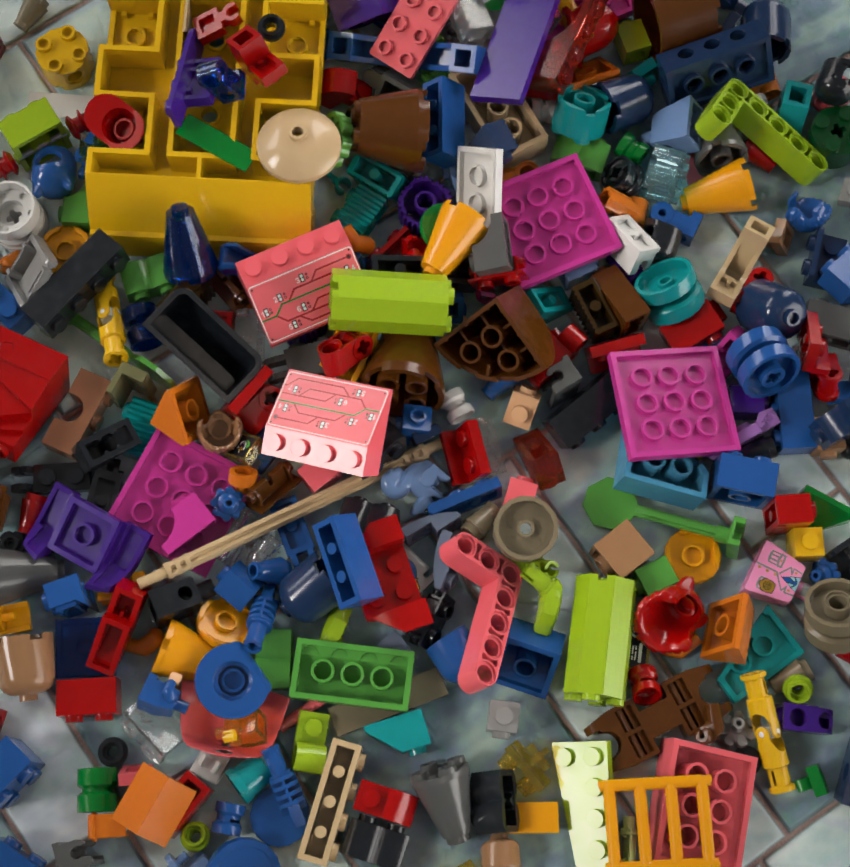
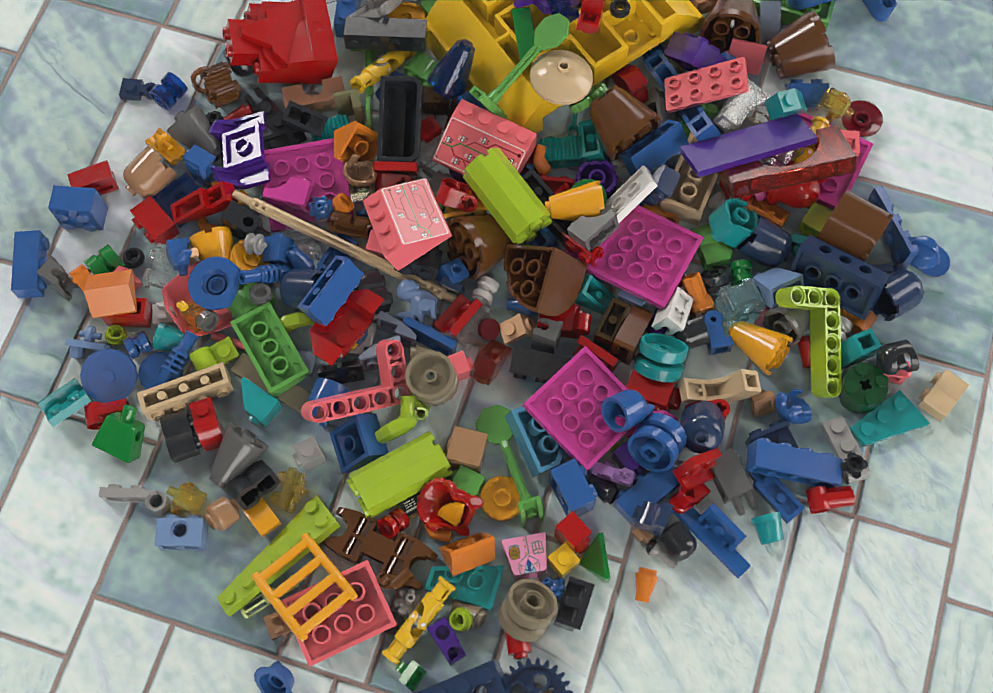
camera: 55 degrees right, 5 degrees down
(216, 605) = (254, 244): none -> light grey wheel
(247, 116) = (548, 34): none -> bright green piece
(265, 720) = (207, 320): none -> dark grey tile
(281, 640) = (260, 294): none -> dark grey tile
(501, 434) = (488, 329): none -> dark red tile
(681, 616) = (452, 512): none -> light orange tile
(709, 358) = (628, 405): none -> blue piece

